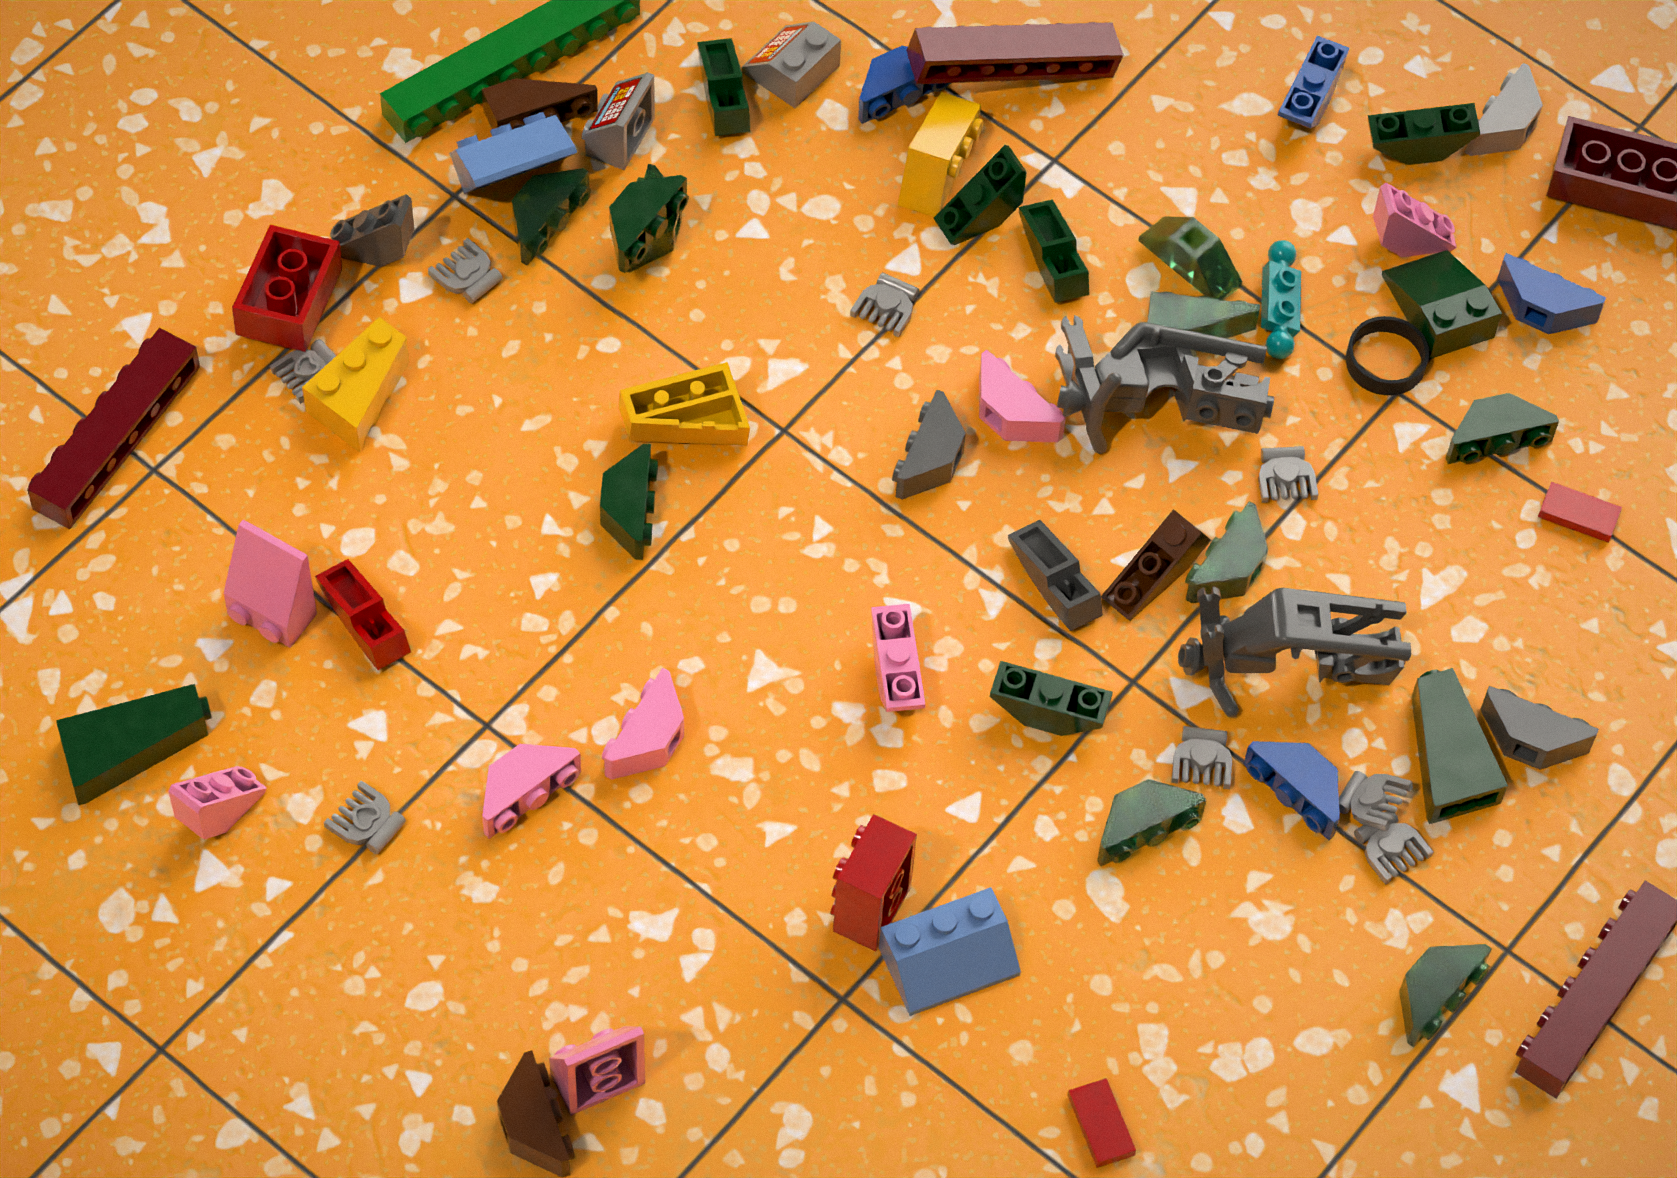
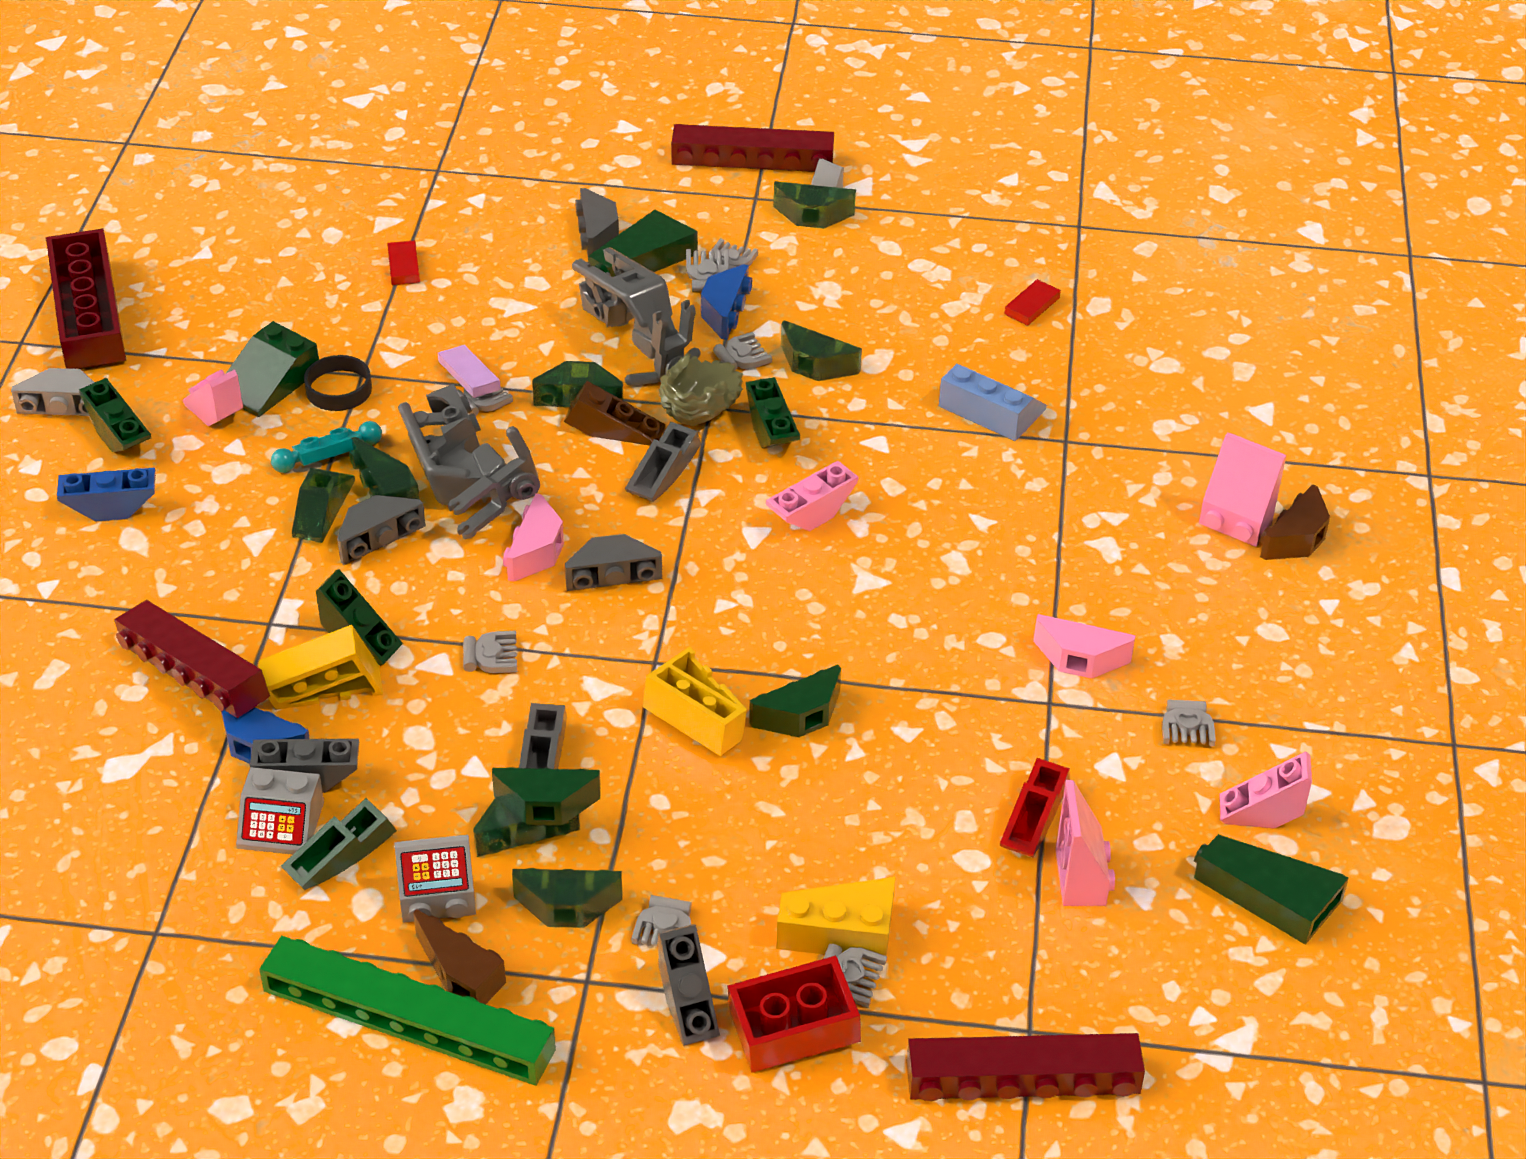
camera: 120 degrees left, 15 degrees down
(511, 151) = (535, 926): medium blue slope -> none
(647, 732) = (978, 601): bright pink slope -> none
(725, 274) = (543, 736): none -> dark grey slope
(832, 88) = (328, 757): none -> dark grey slope
(872, 880) = (995, 420): red brick -> none
(1055, 251) = (381, 569): dark green slope -> none
(1124, 281) = (377, 524): none -> dark grey slope
(1139, 652) = (698, 390): none -> olive hair
(1325, 471) = (469, 371): none -> lavender tile
(1484, 1040) = (828, 174): none -> light grey slope
(1499, 427) = (369, 312): slope -> none
(1546, 298) = (230, 325): slope -> none

